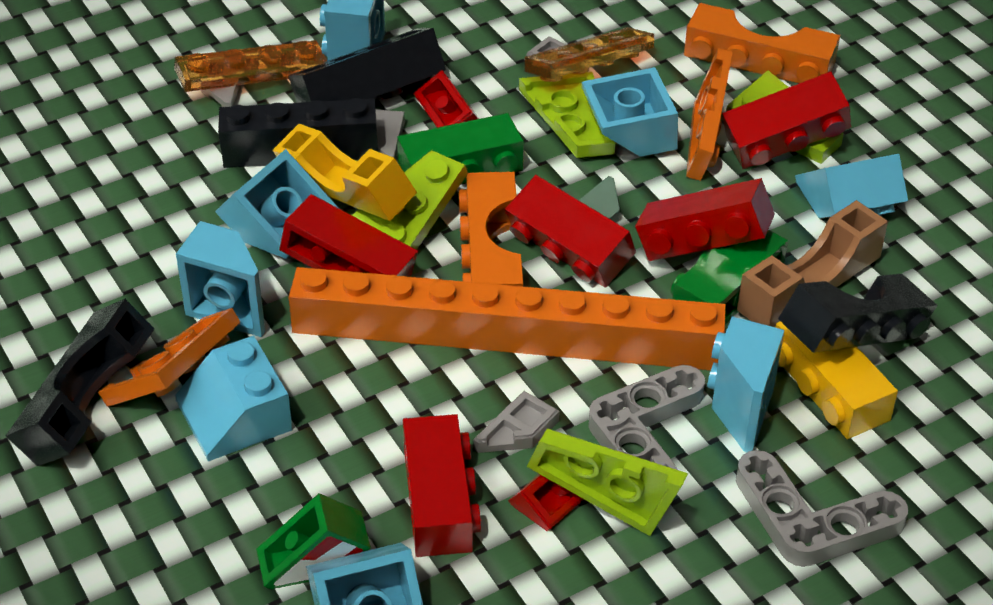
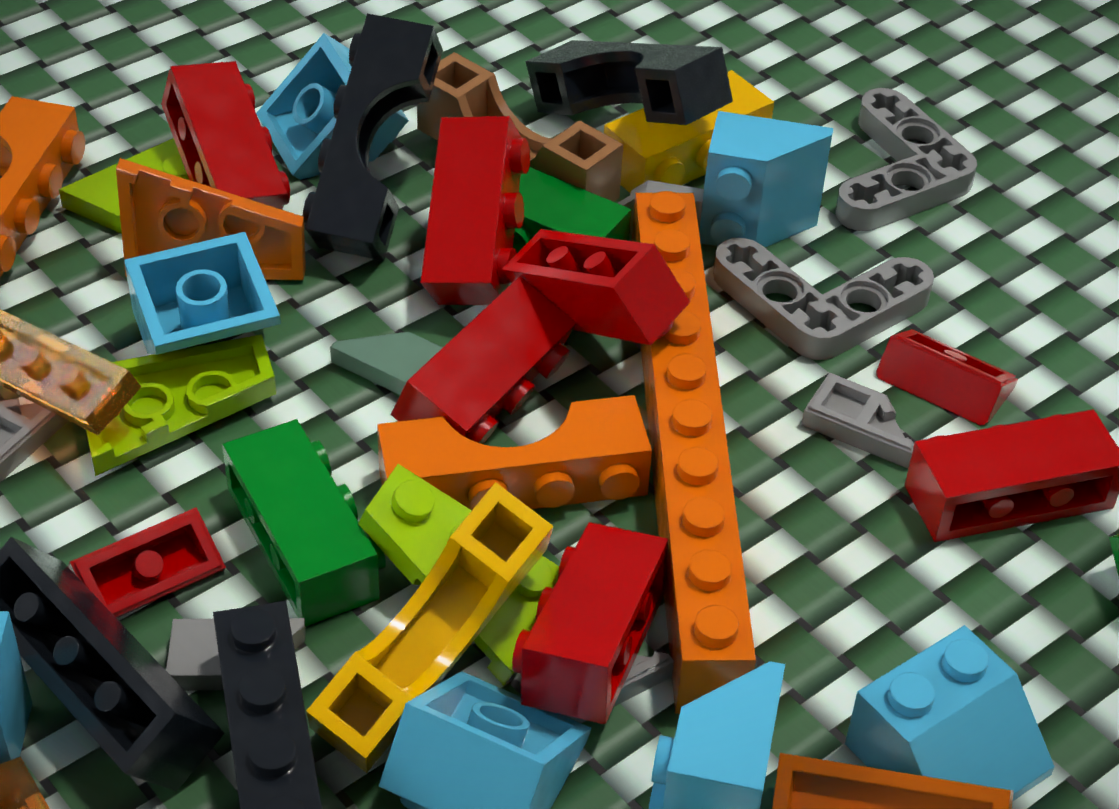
camera: 100 degrees left, 0 degrees up
(607, 259) = (602, 283): none -> red brick
(609, 479) = (969, 286): lime wing -> none
(821, 160) = (390, 70): none -> black arch

